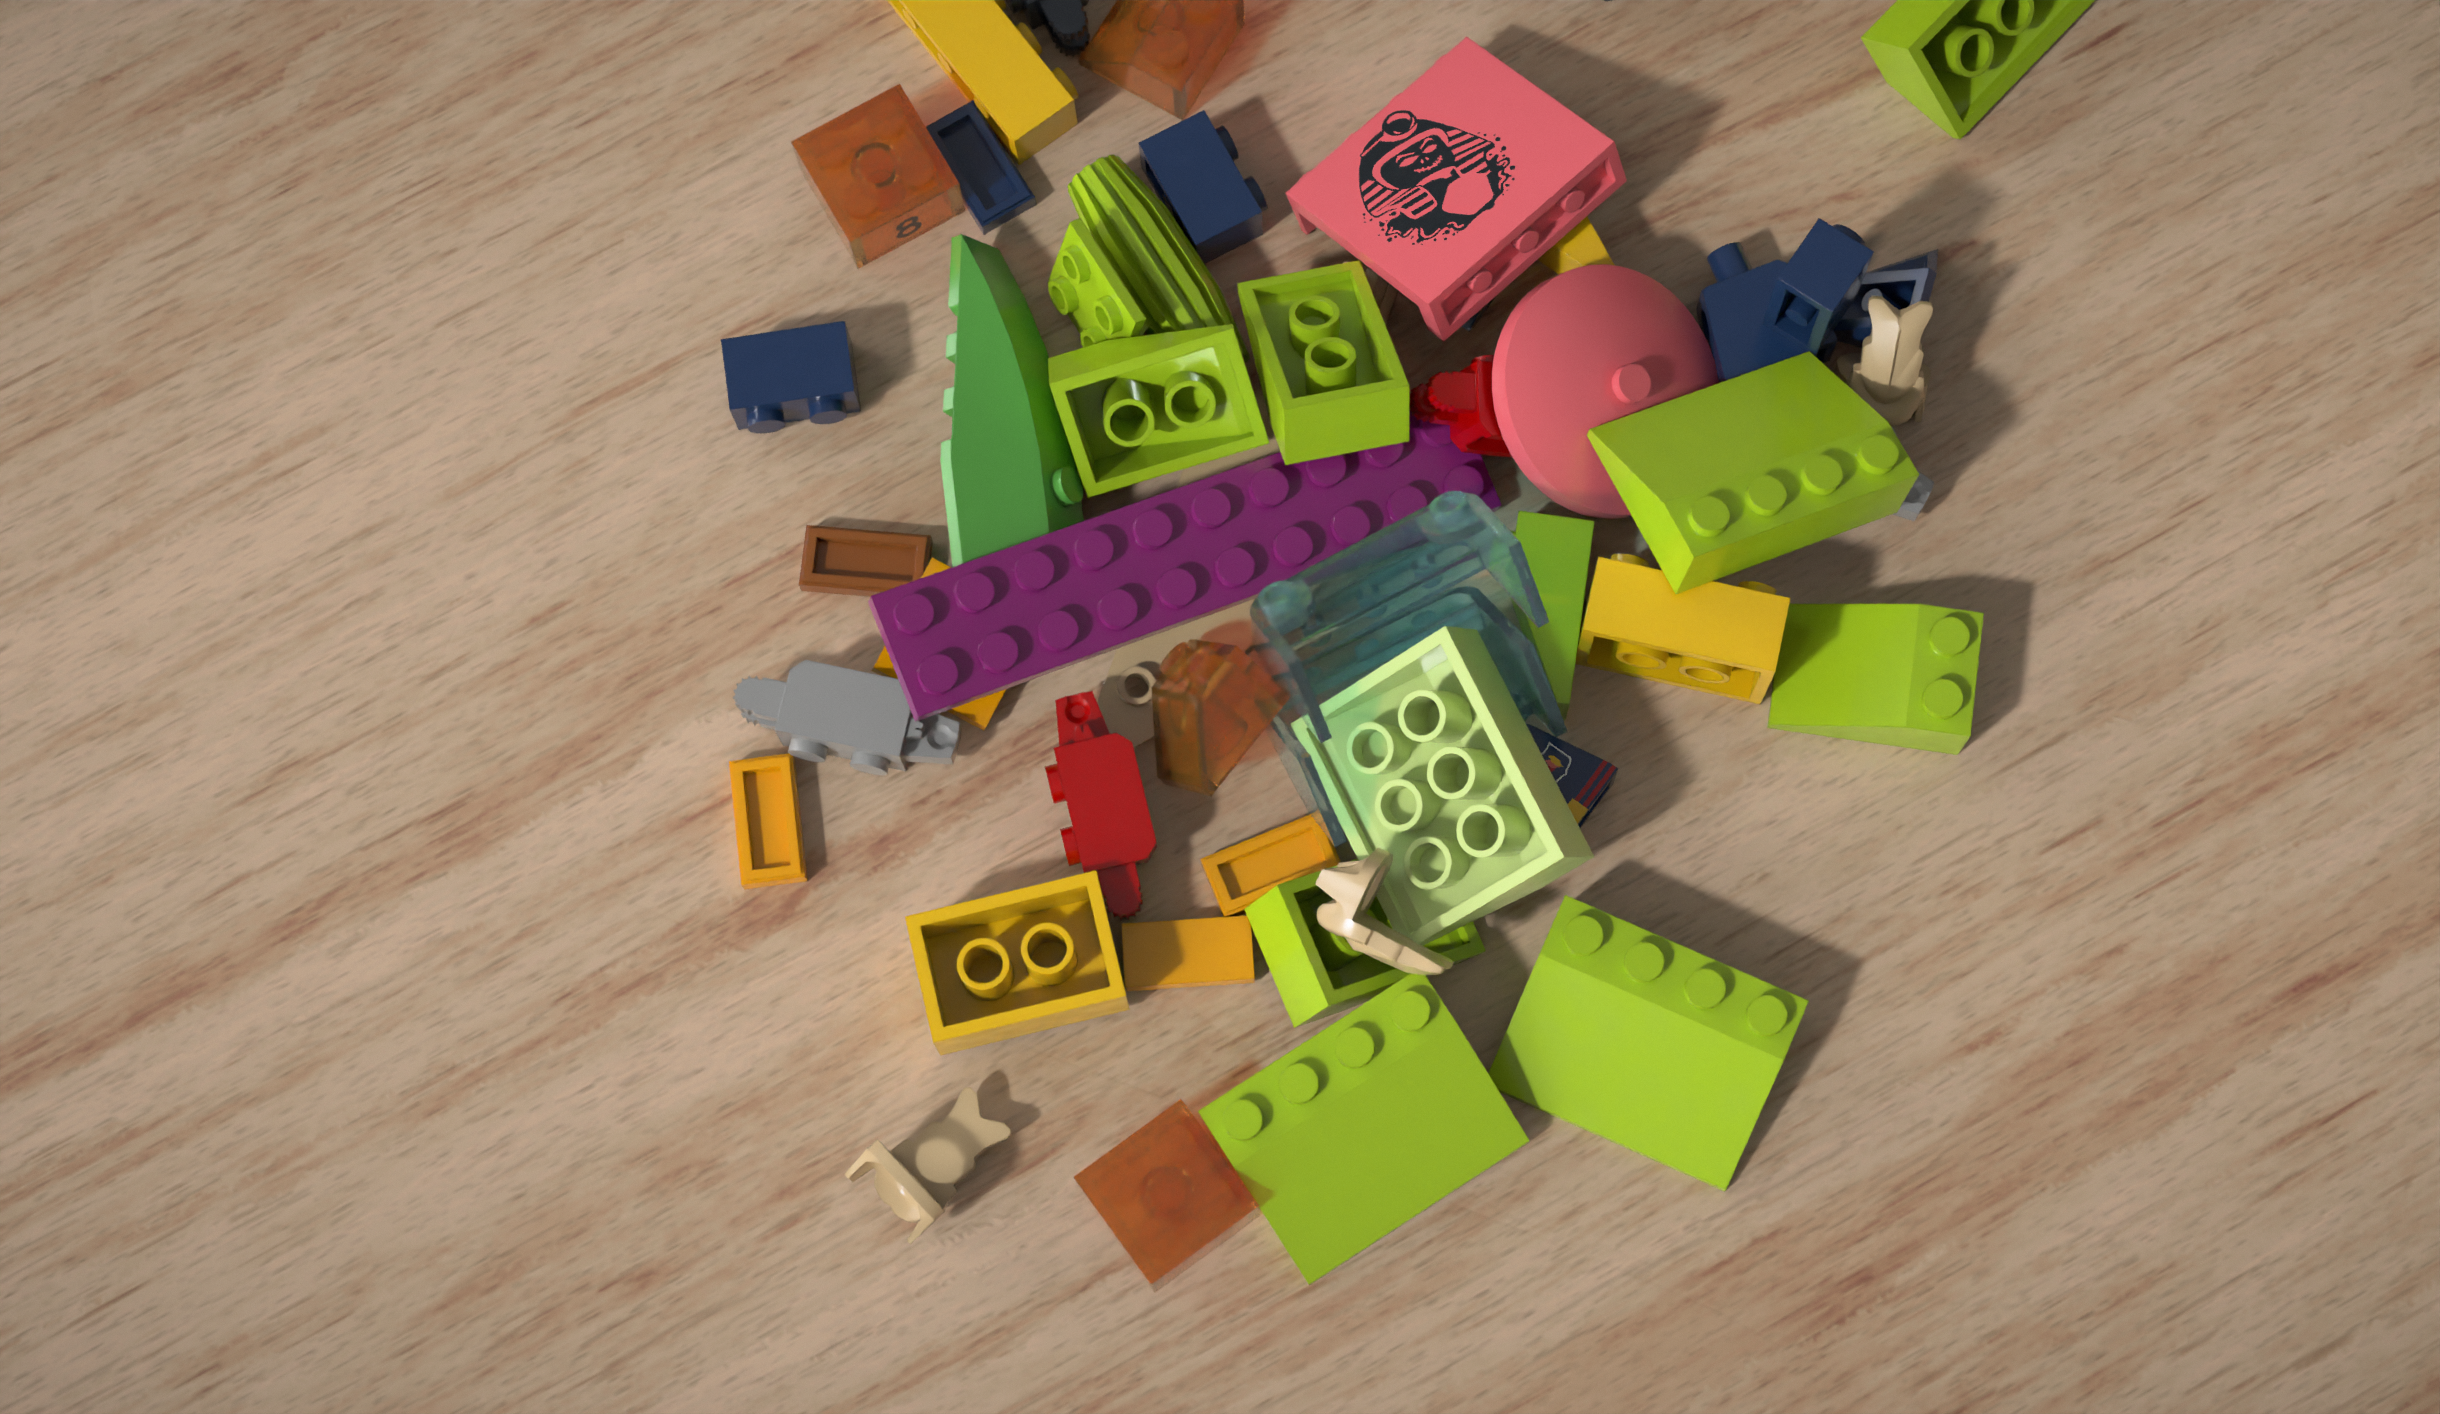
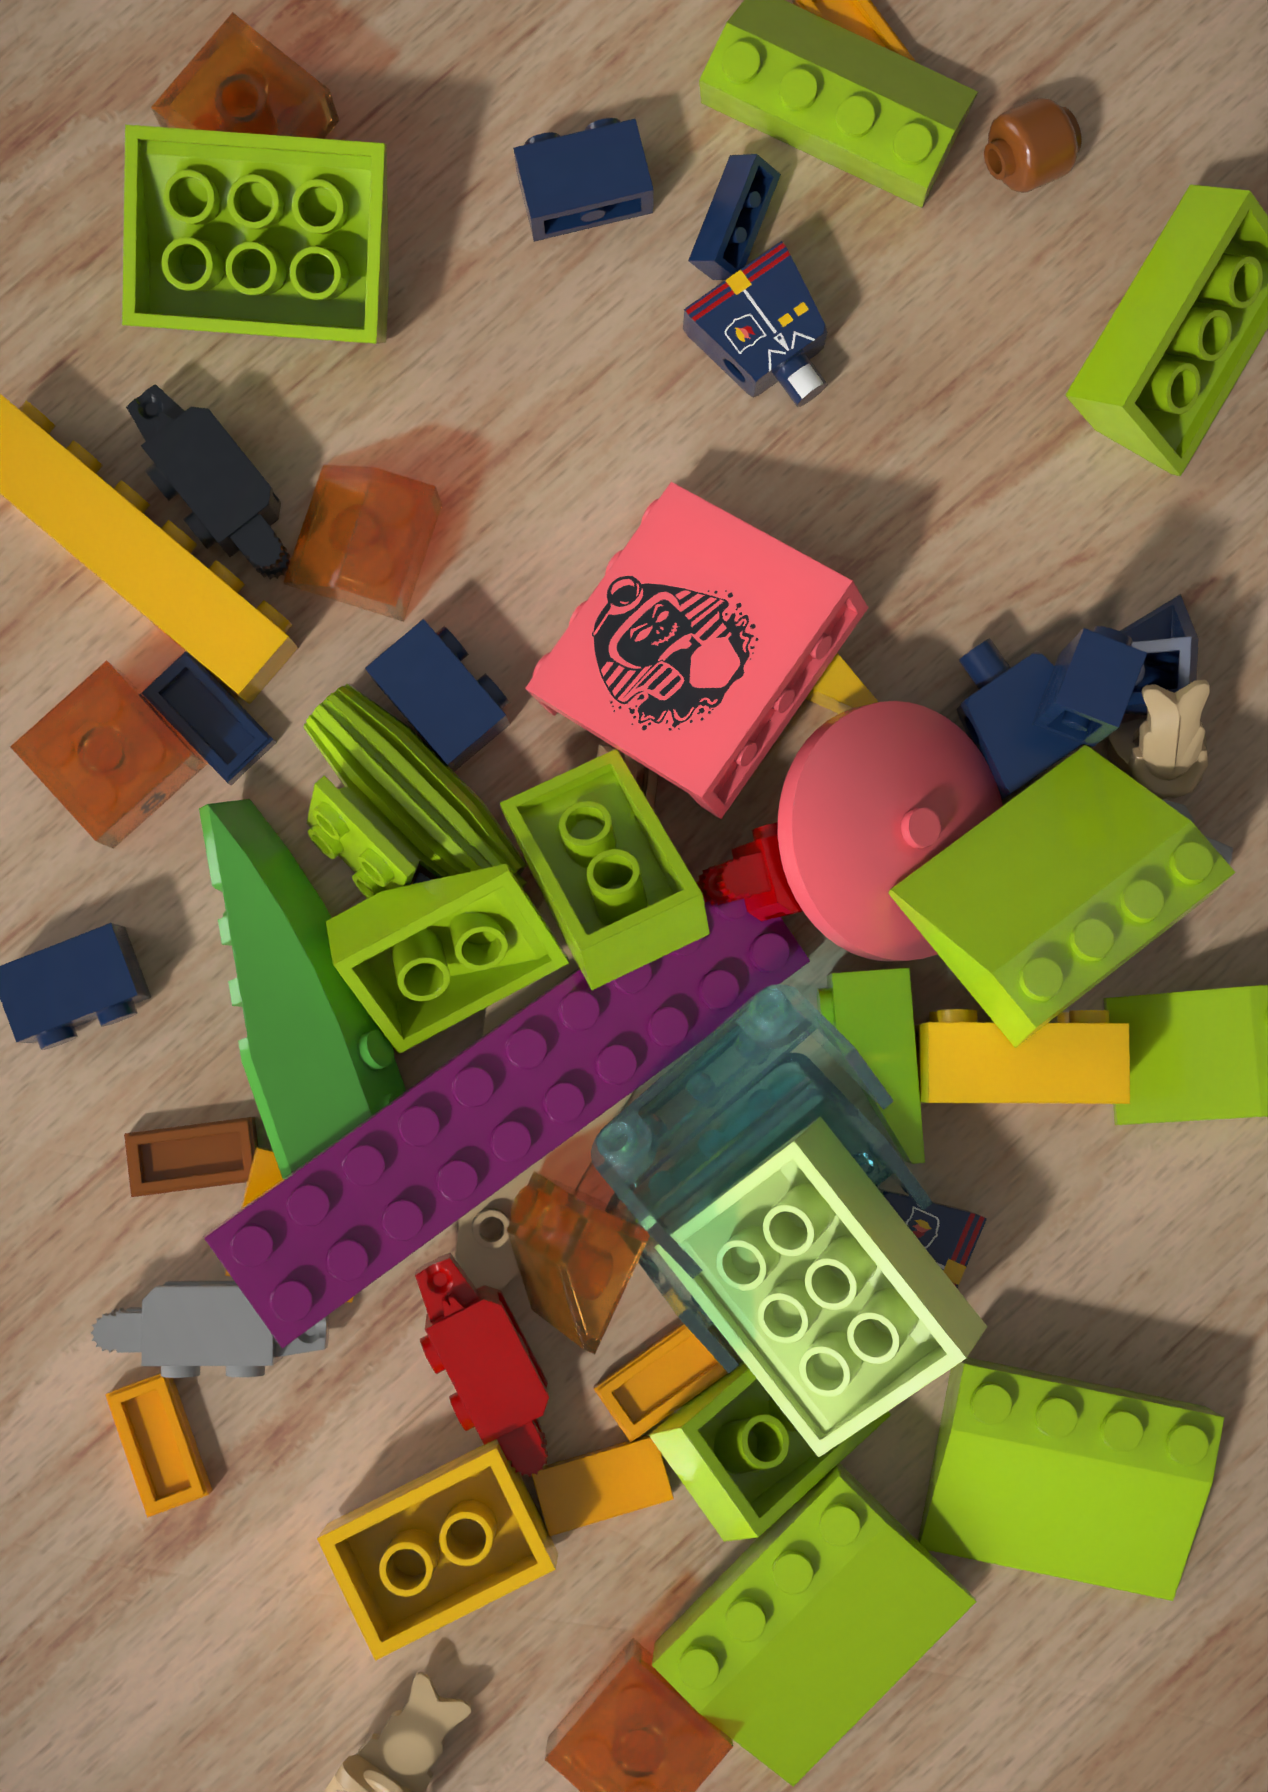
camera: 15 degrees left, 10 degrees up
(1353, 890) = (776, 1456): tan hair -> none

